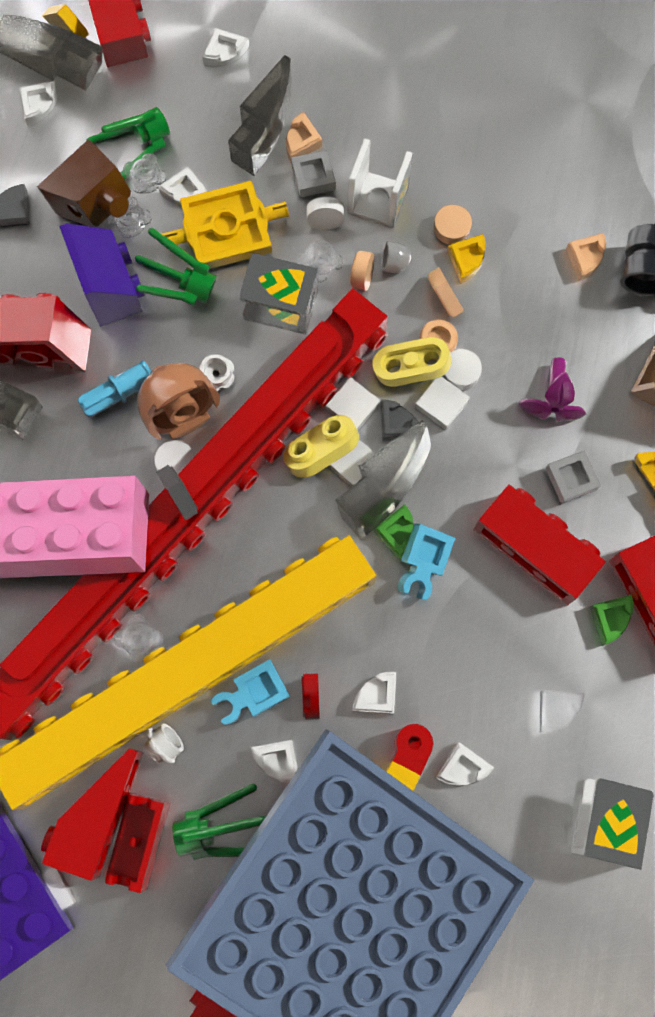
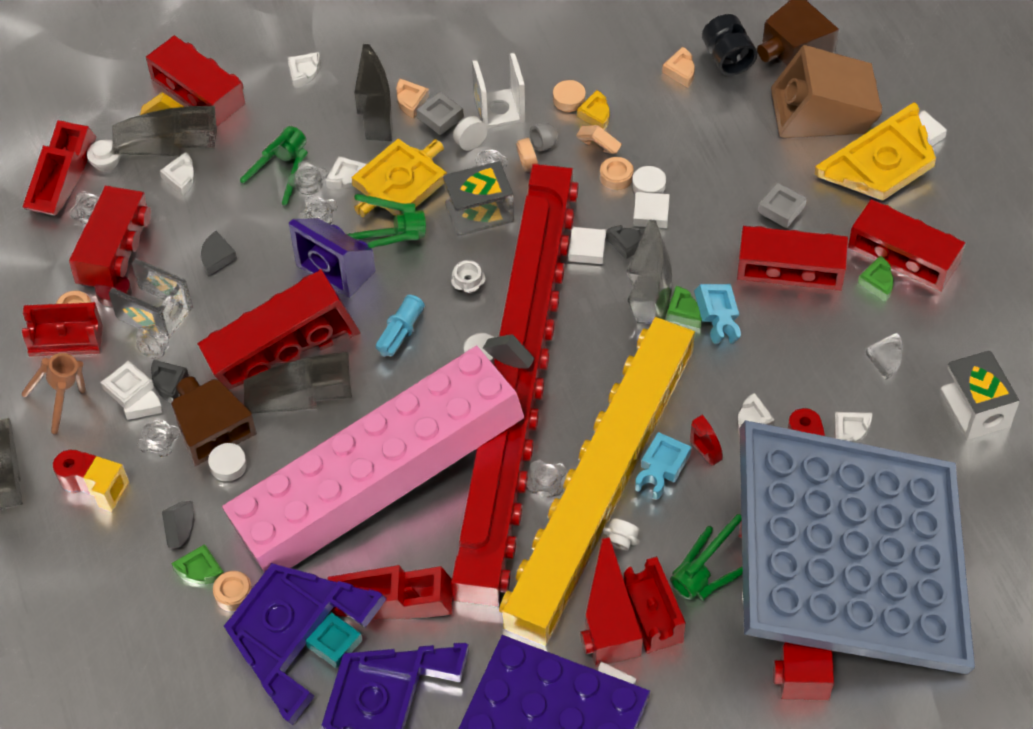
camera: 30 degrees left, 20 degrees down
(86, 187) = (273, 201): reddish brown torso -> none
(176, 400) = (455, 300): nougat cylinder -> none
(277, 760) = (714, 500): white tile -> none
(321, 446) = (586, 280): light yellow plate -> none
(348, 466) = (613, 281): white tile -> none
(413, 360) = (610, 193): light yellow plate -> none
(558, 396) = (732, 155): magenta plant -> none

